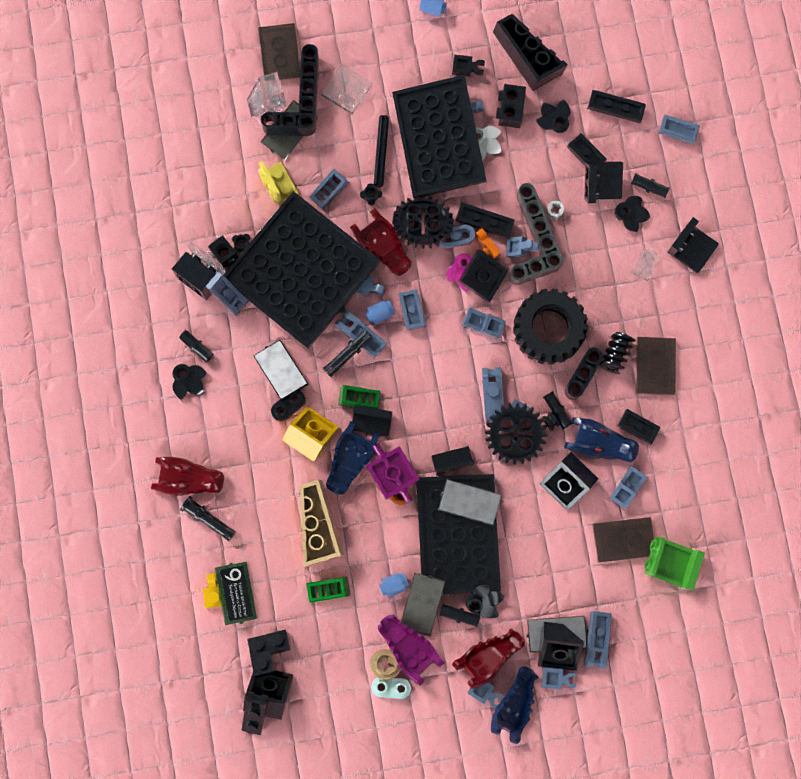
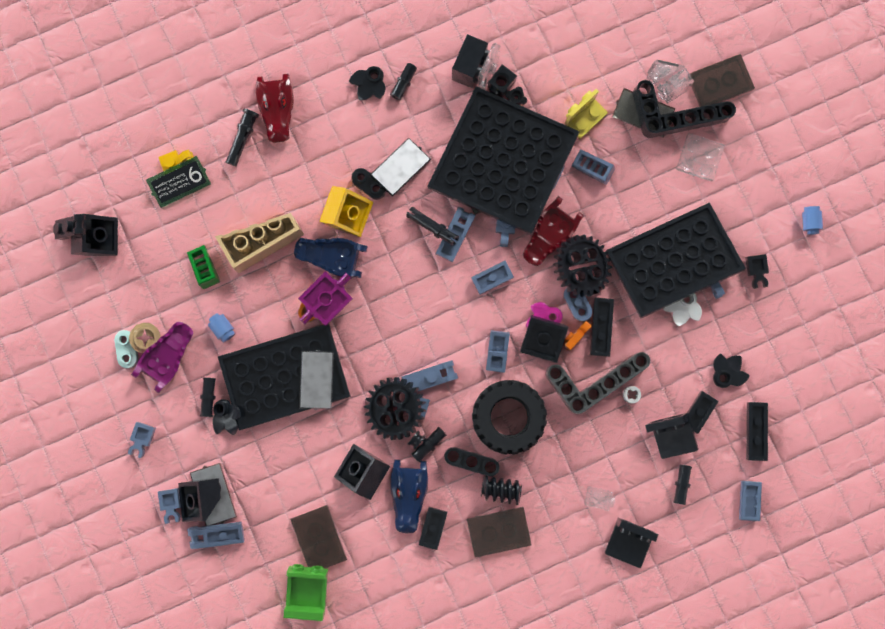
camera: 80 degrees right, 5 degrees up
(226, 293) = (459, 94): sand blue plate -> none
(263, 647) = (133, 220): black plate -> none
(345, 388) = (396, 232): green slope -> none
(371, 189) = (598, 203): black plate -> none
(372, 420) = (373, 267): black panel -> none
(379, 312) = (481, 247): medium blue brick -> none
(381, 151) = (646, 207): black axle -> none
(423, 603) = (209, 359): clear smoke piece -> none
(452, 460) = (354, 353): black panel -> none
(488, 657) = (173, 433): dark red animal -> none
(514, 106) = (728, 328): black brick -> none
(514, 709) = (134, 471): dark blue animal -> none
(519, 245) = (583, 366): sand blue plate -> none
(528, 53) = (787, 329): black wedge -> none
(628, 487) = (371, 531): sand blue slope -> none
(634, 213) = (649, 475): black plate -> none

